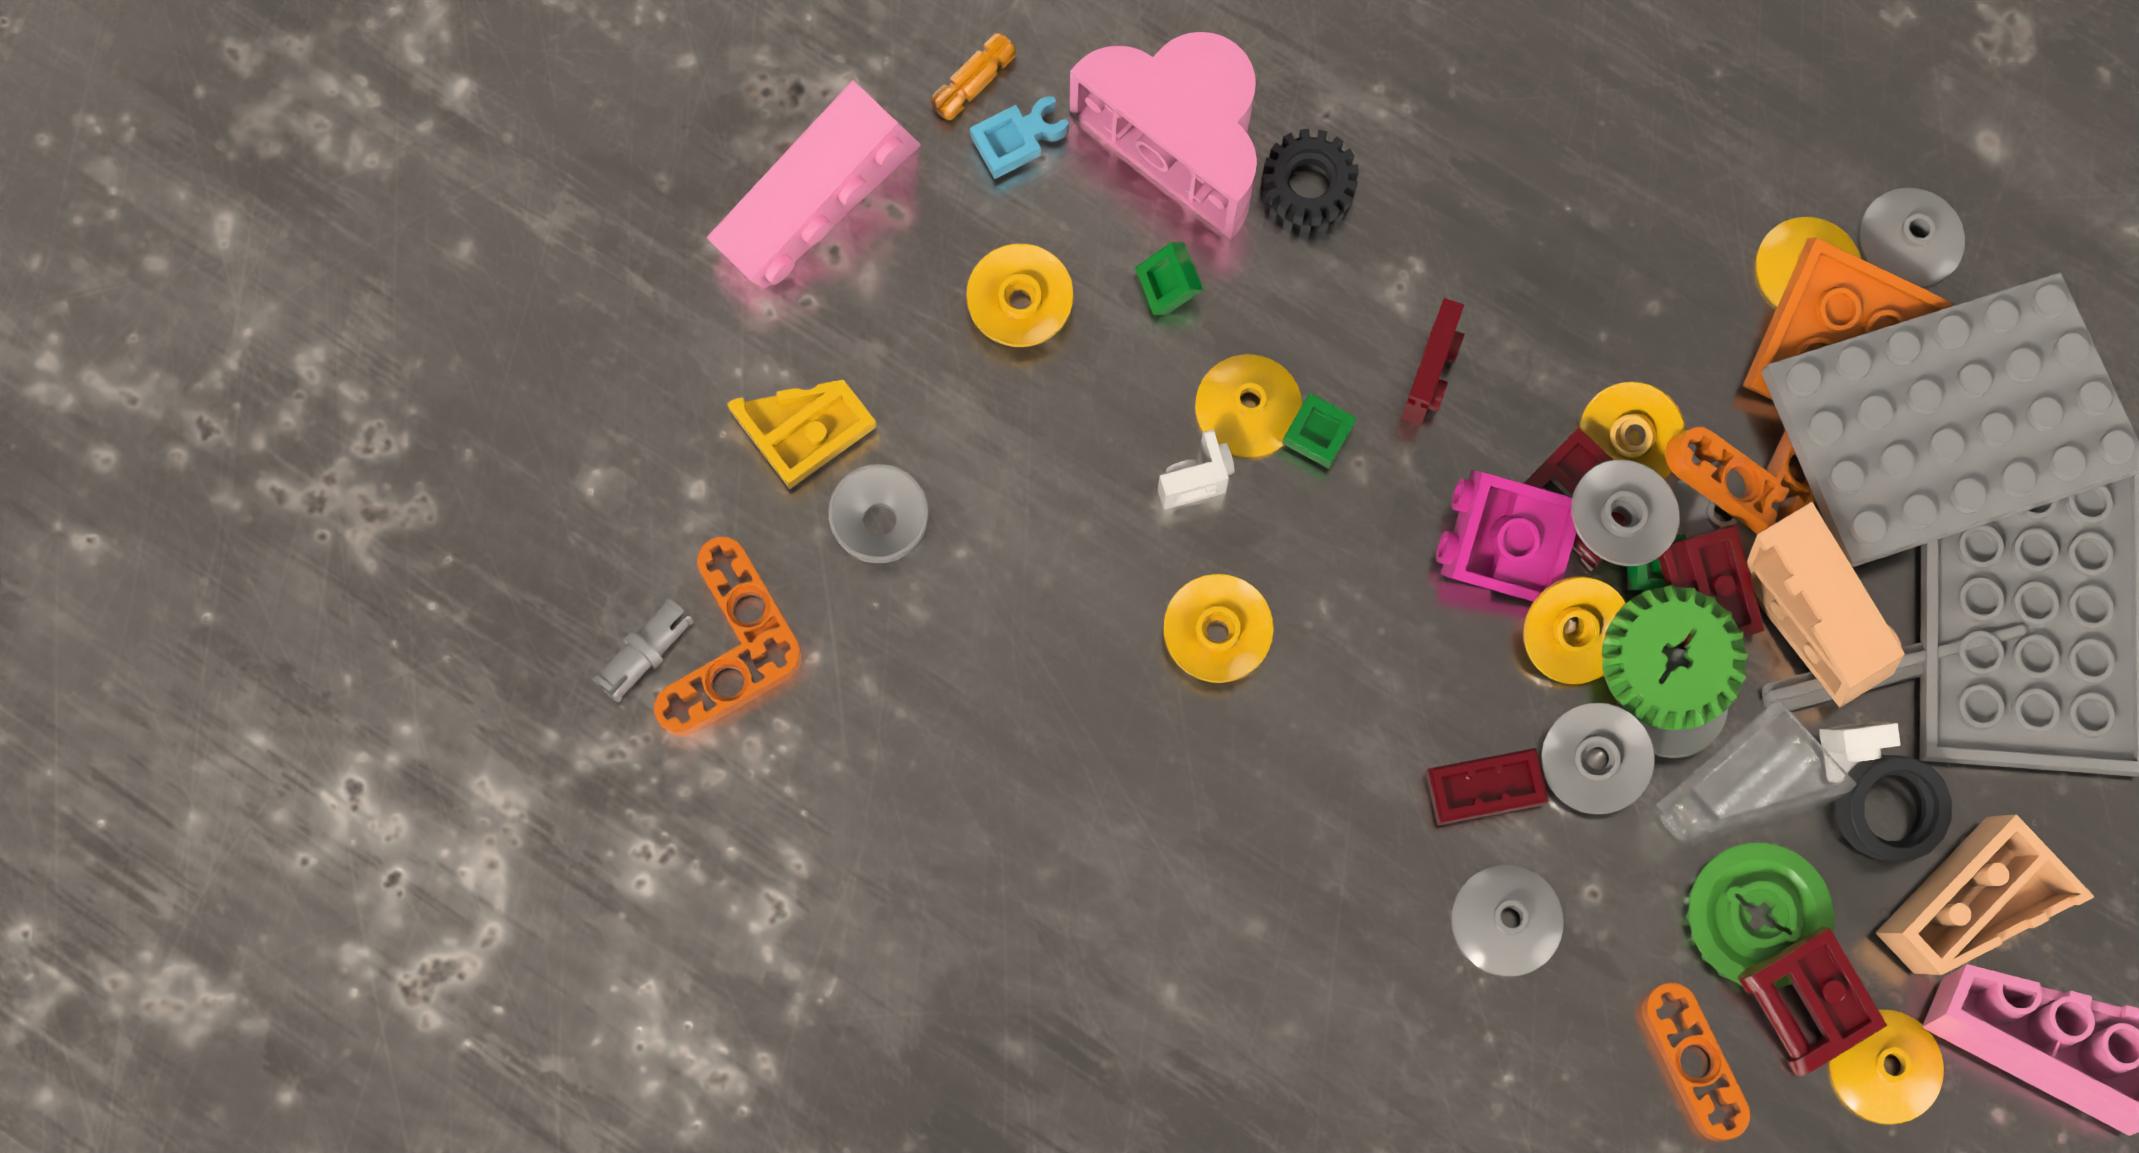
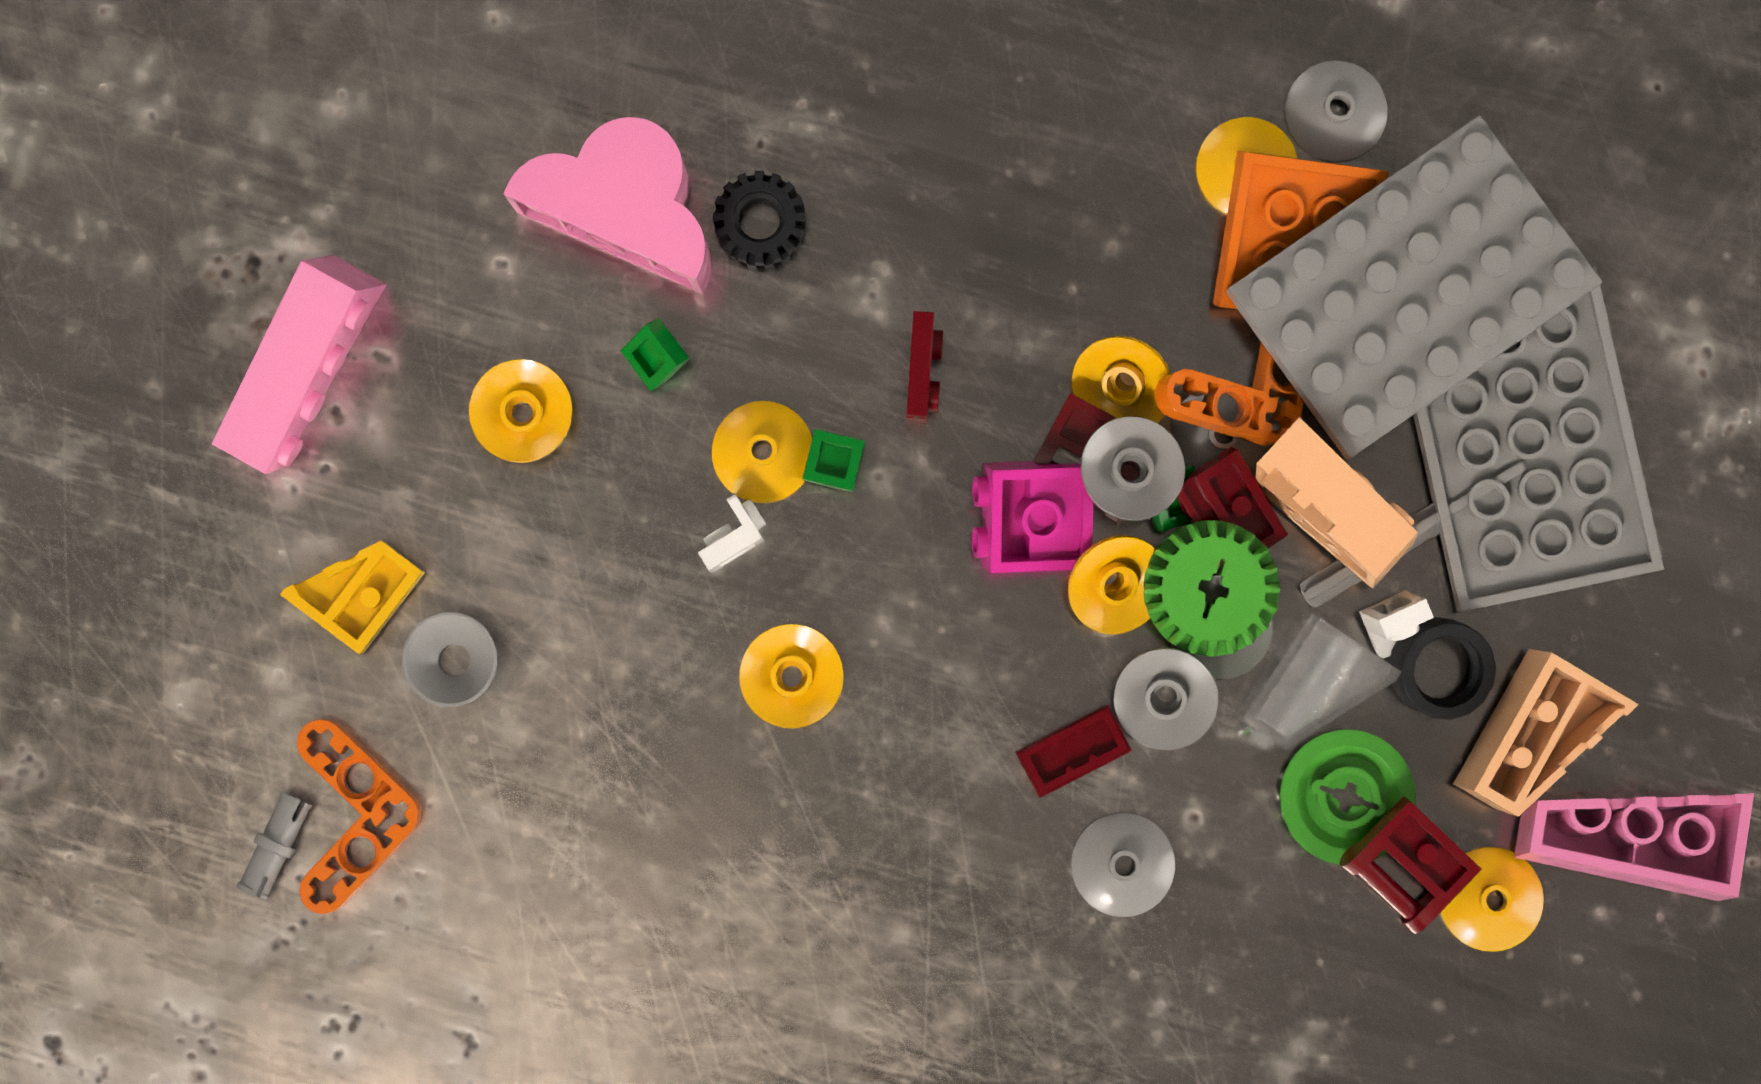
camera: 10 degrees left, 10 degrees up
(973, 76) = (415, 204): light orange axle -> none
(1011, 139) = (468, 258): medium azure plate -> none
(1719, 1068) = (1356, 966): orange beam -> none

